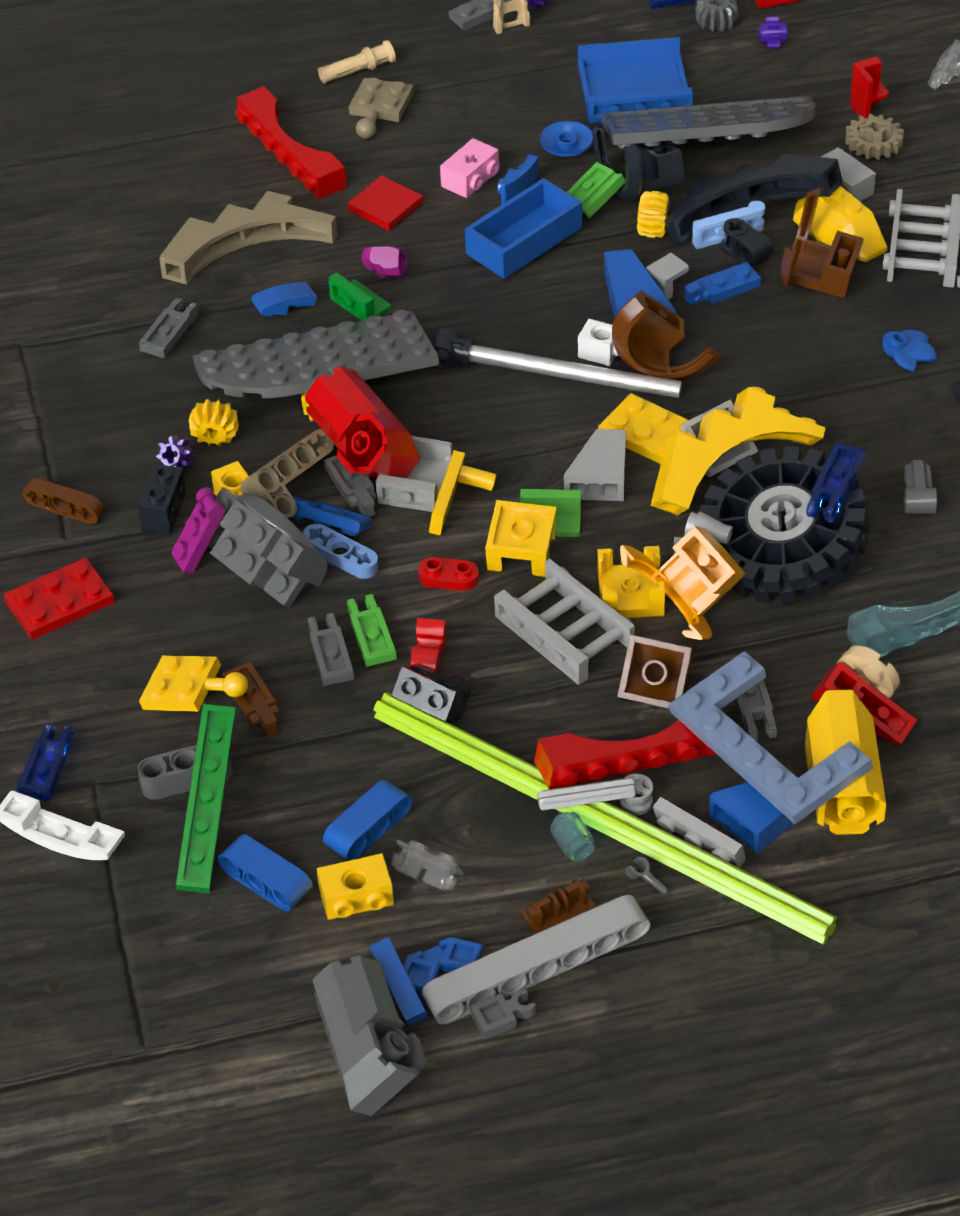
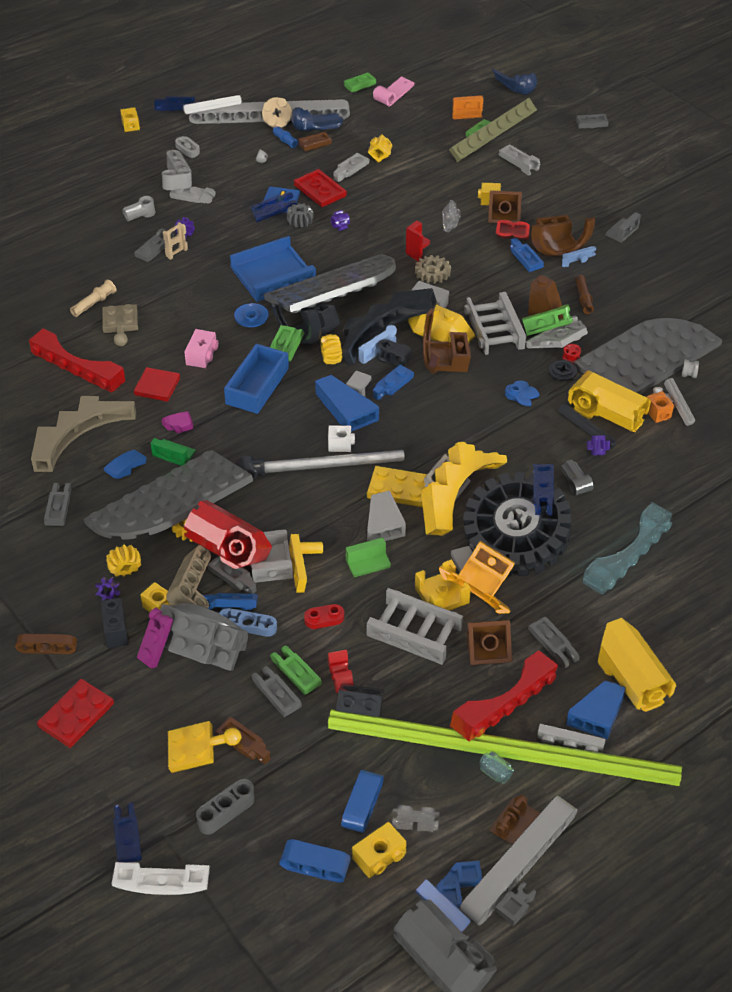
camera: 25 degrees left, 0 degrees up
(206, 799) = (254, 824): green plate -> none
(519, 180) = (235, 349): blue slope -> none
(521, 533) = (361, 576): yellow panel -> none
(586, 794) = (494, 737): axle -> none
(644, 789) = (518, 726): light grey wheel -> none
(645, 874) = (550, 776): dark grey hand -> none
(647, 332) = (371, 423): reddish brown piece -> none
(719, 530) = (472, 539): light grey cone -> none
(791, 795) = (623, 697): sand blue plate -> none
(866, 665) = (615, 603): tan plate -> none
(889, 719) = (605, 613): red slope -> none

